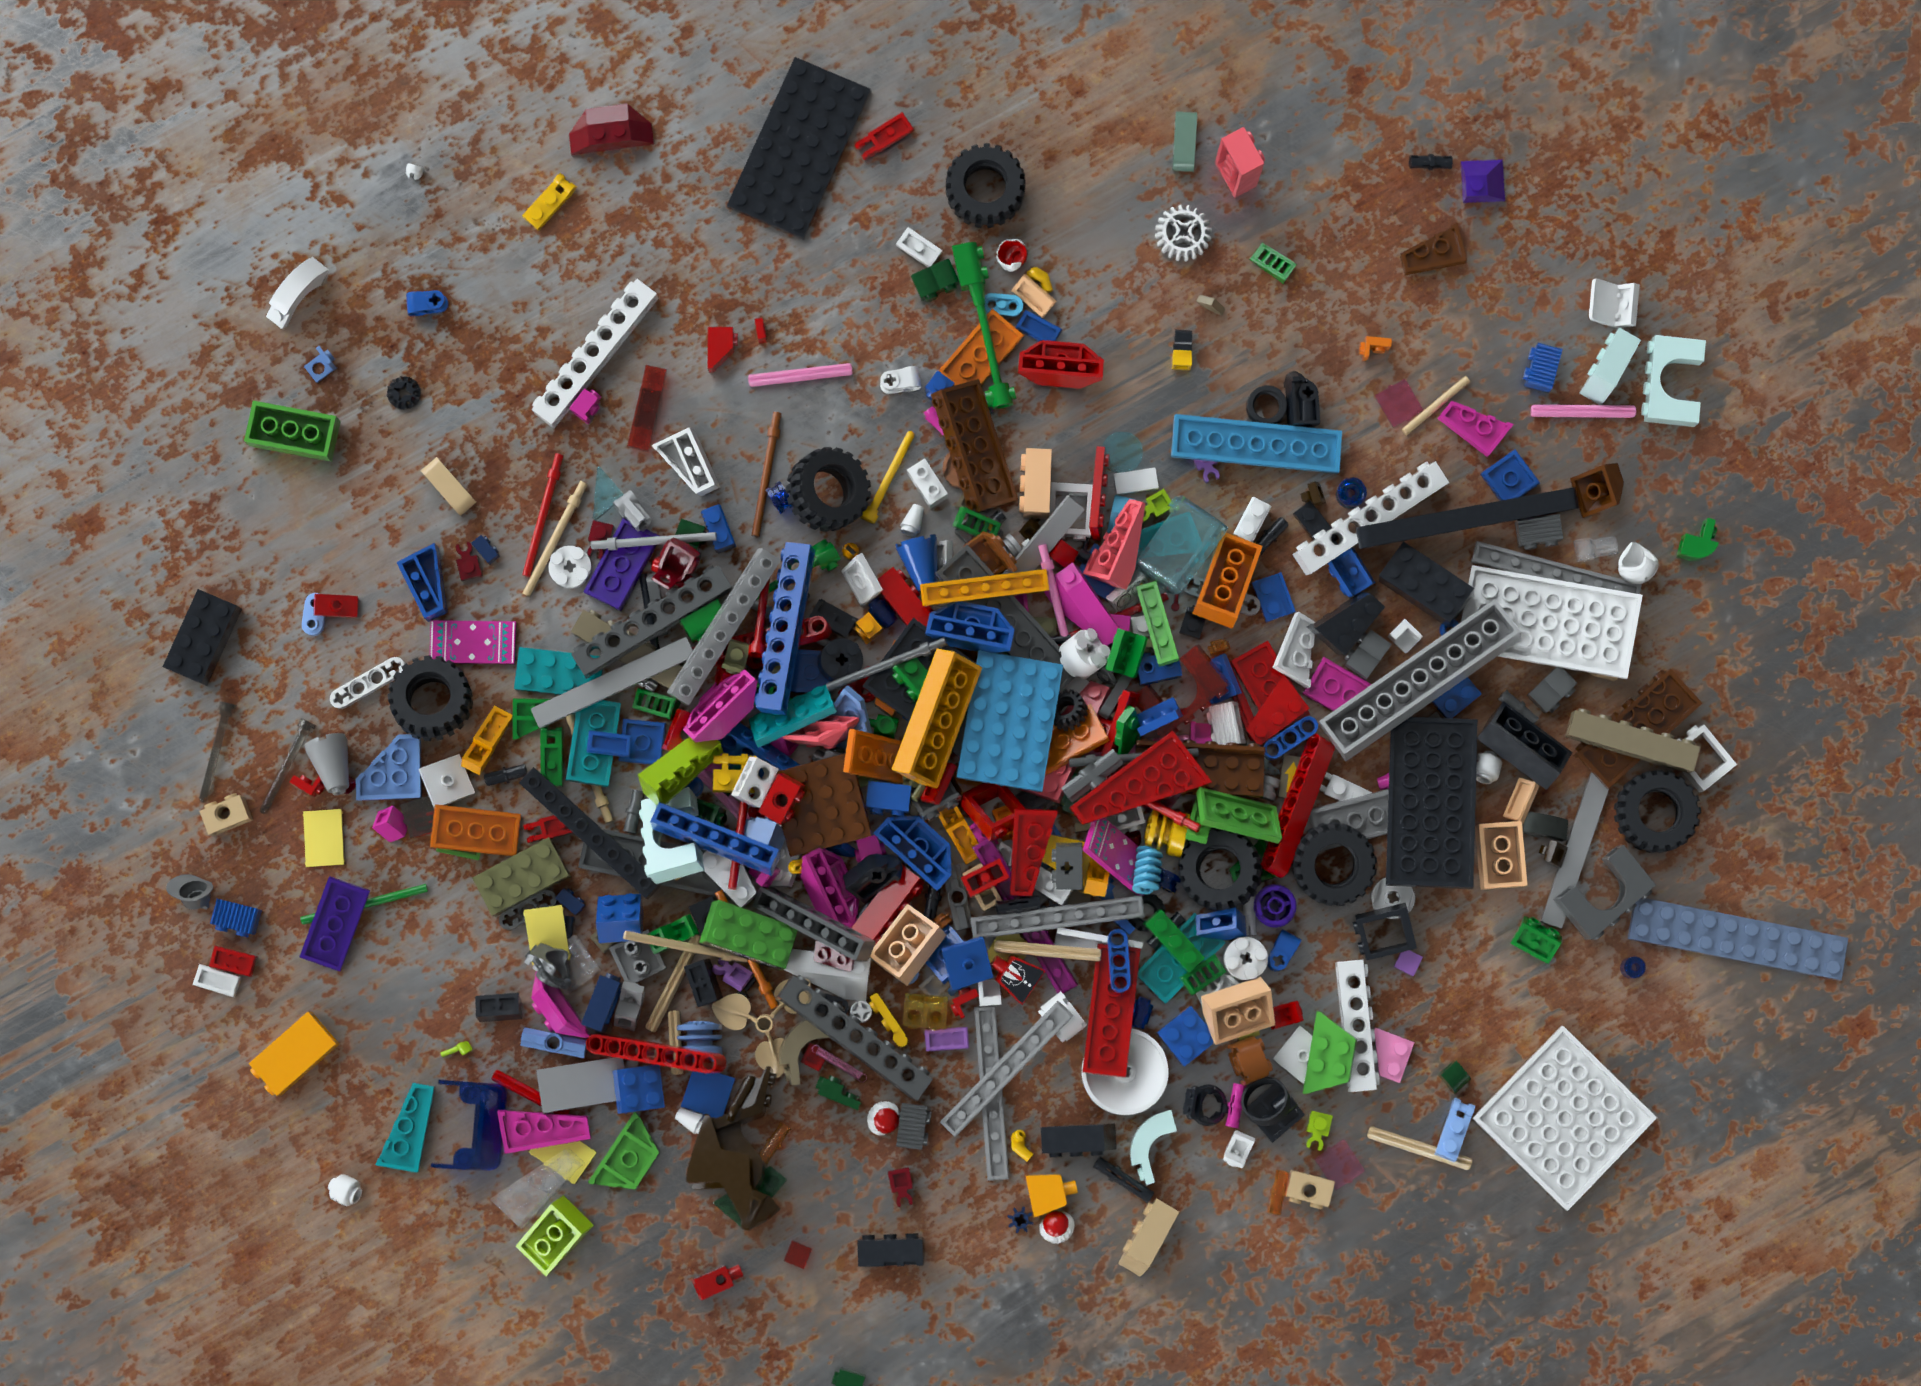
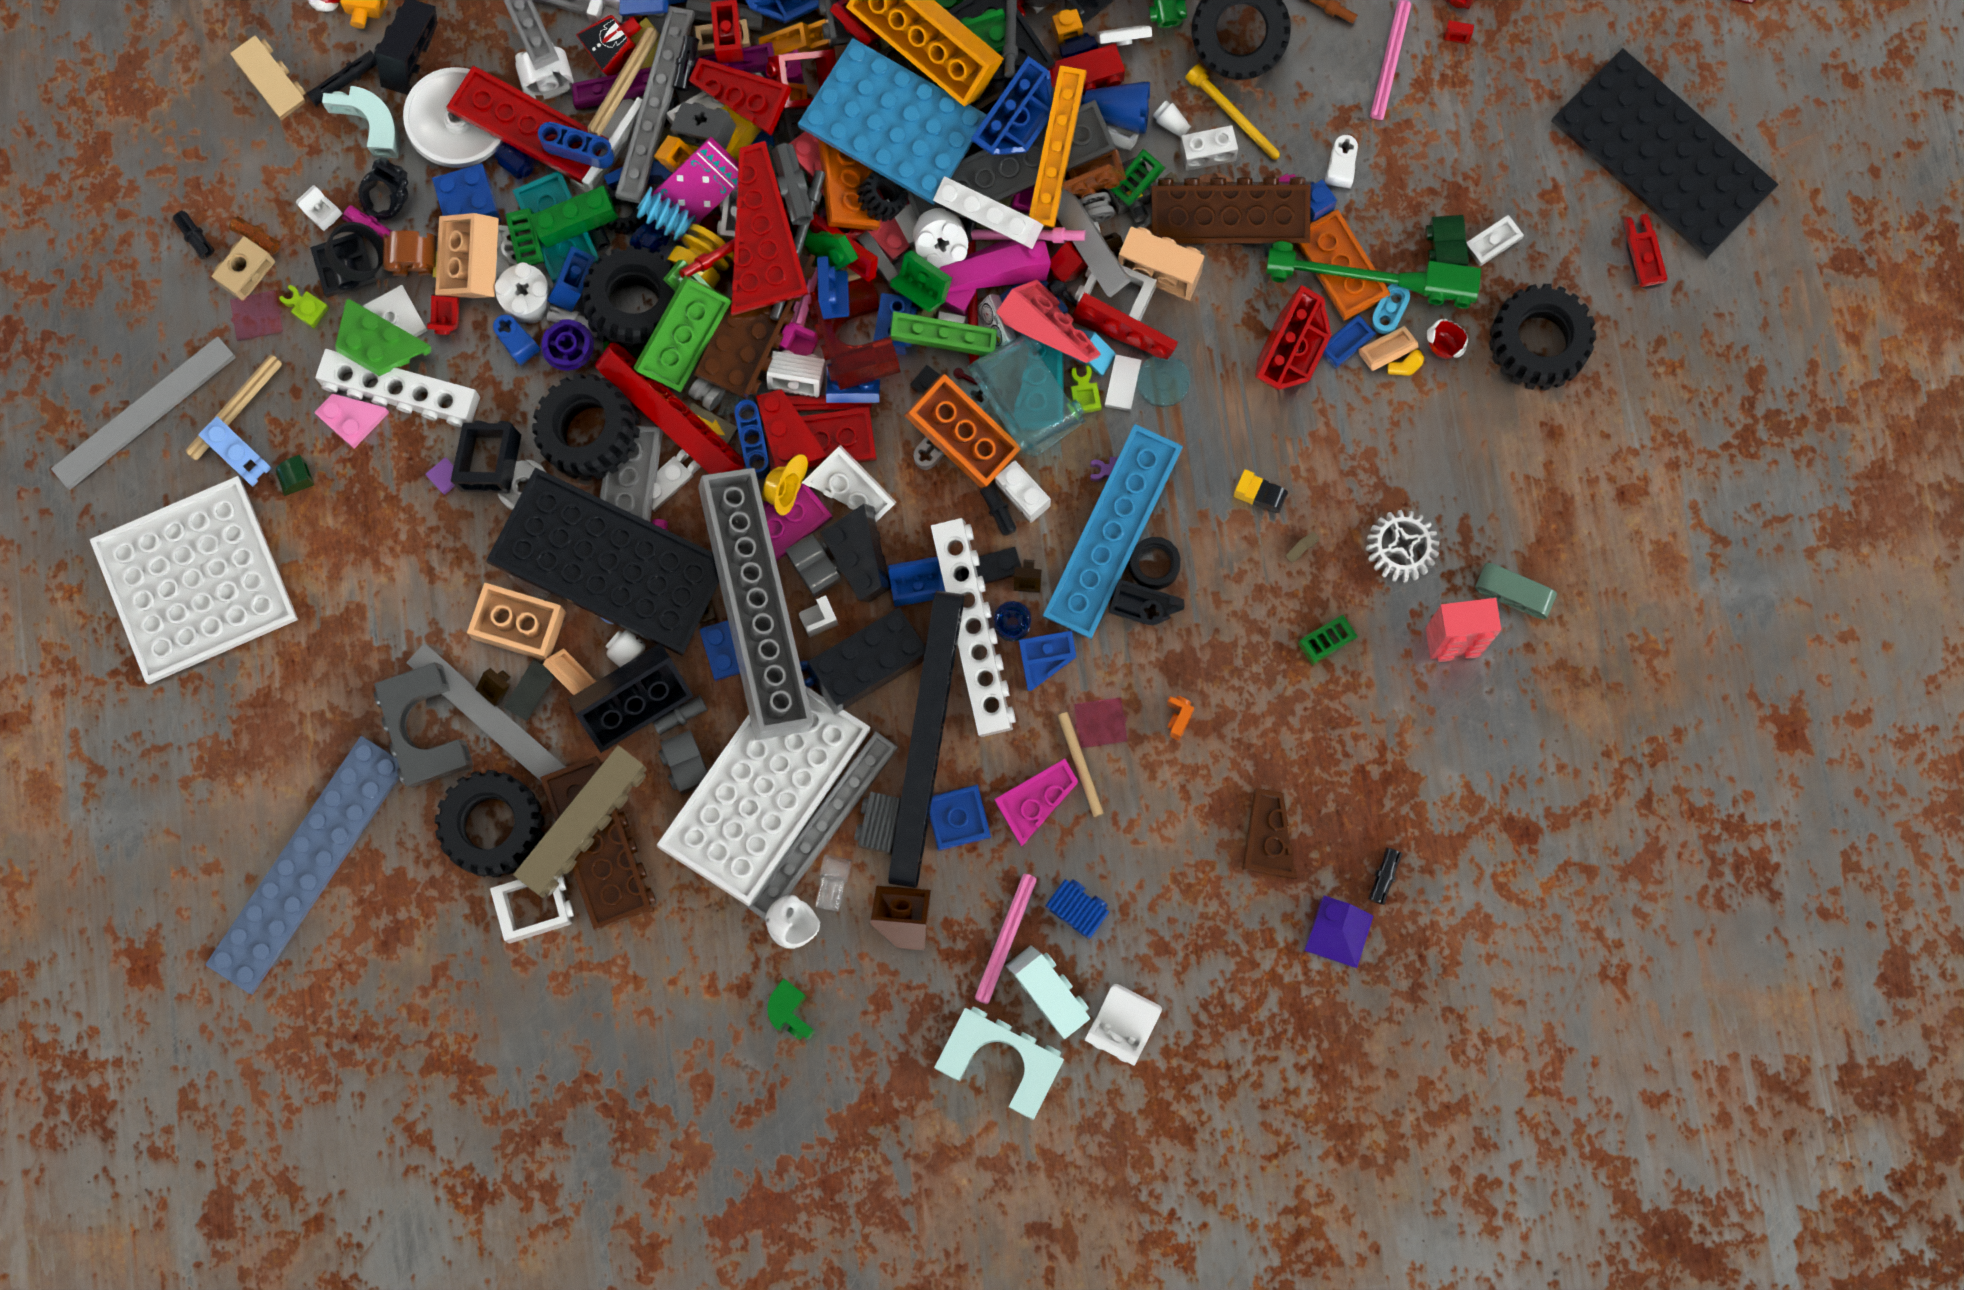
camera: 115 degrees right, 5 degrees down
(847, 554) = (1166, 46): light orange hinge -> none
(1056, 620) = (988, 212): none -> white brick
(1218, 647) = (890, 398): clear orange plate -> none
(1273, 597) = (925, 487): blue plate -> none
(1296, 1242) = (193, 234): none -> black axle
(1320, 700) = (784, 483): none -> yellow piece
(1367, 459) = (1045, 656): none -> blue wing
(1451, 1217) = (143, 413): none -> light grey tile
(1537, 939) = (406, 629): green bracket -> none
(1626, 967) = (329, 728): clear blue brick -> none

